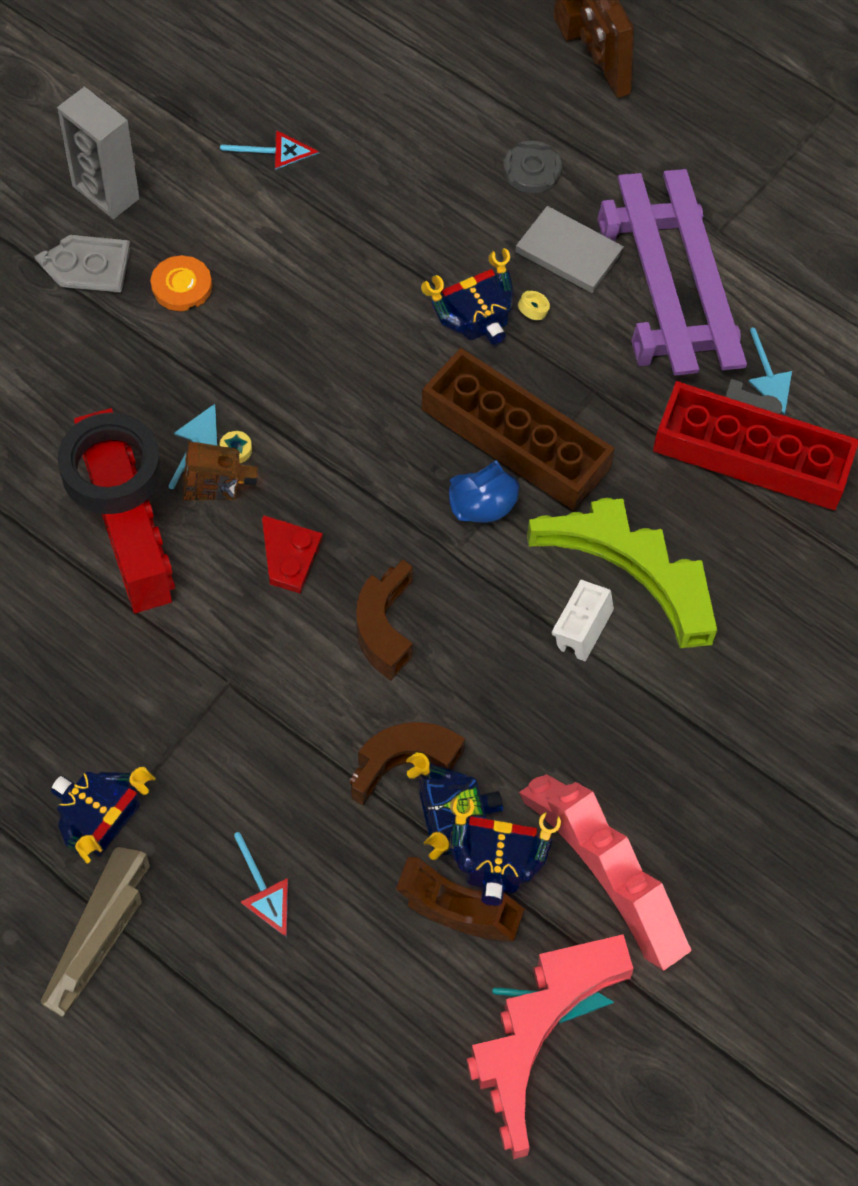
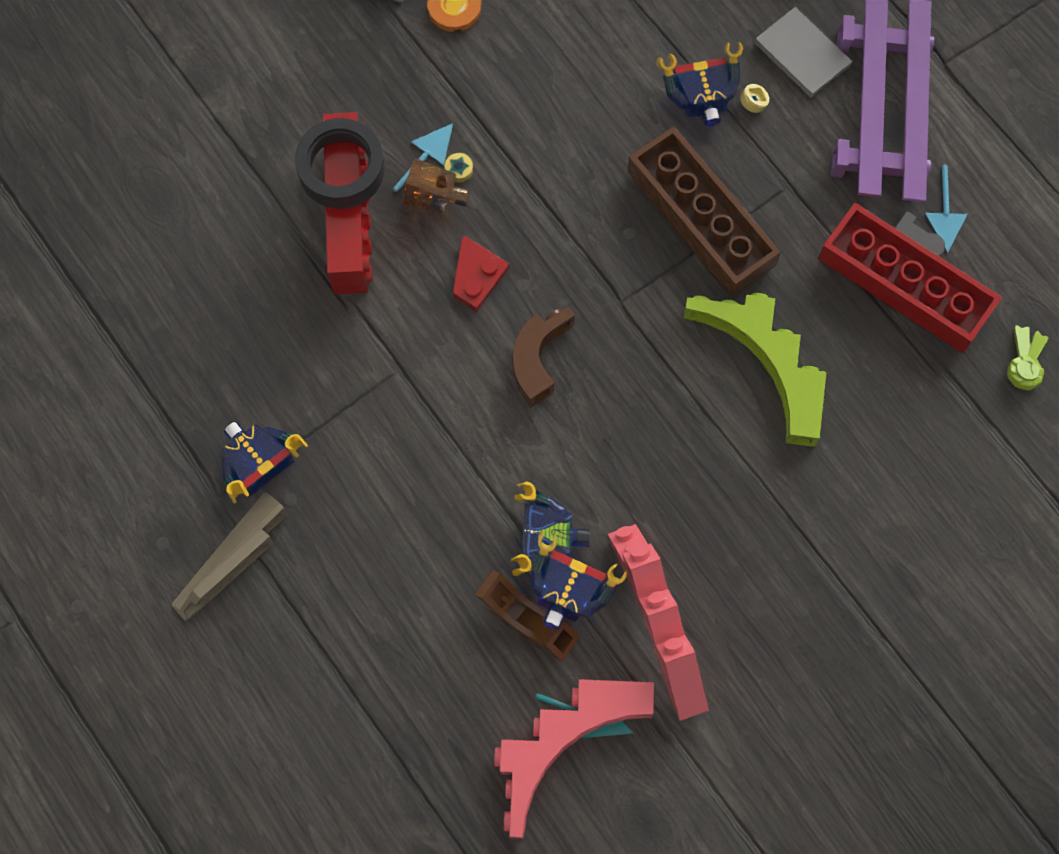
camera: 20 degrees right, 10 degrees up
(269, 903) = (374, 572): piece -> none
(395, 745) = (520, 467): reddish brown arch -> none
(483, 494) = (655, 263): blue helmet -> none
(583, 618) = (708, 397): white hinge -> none

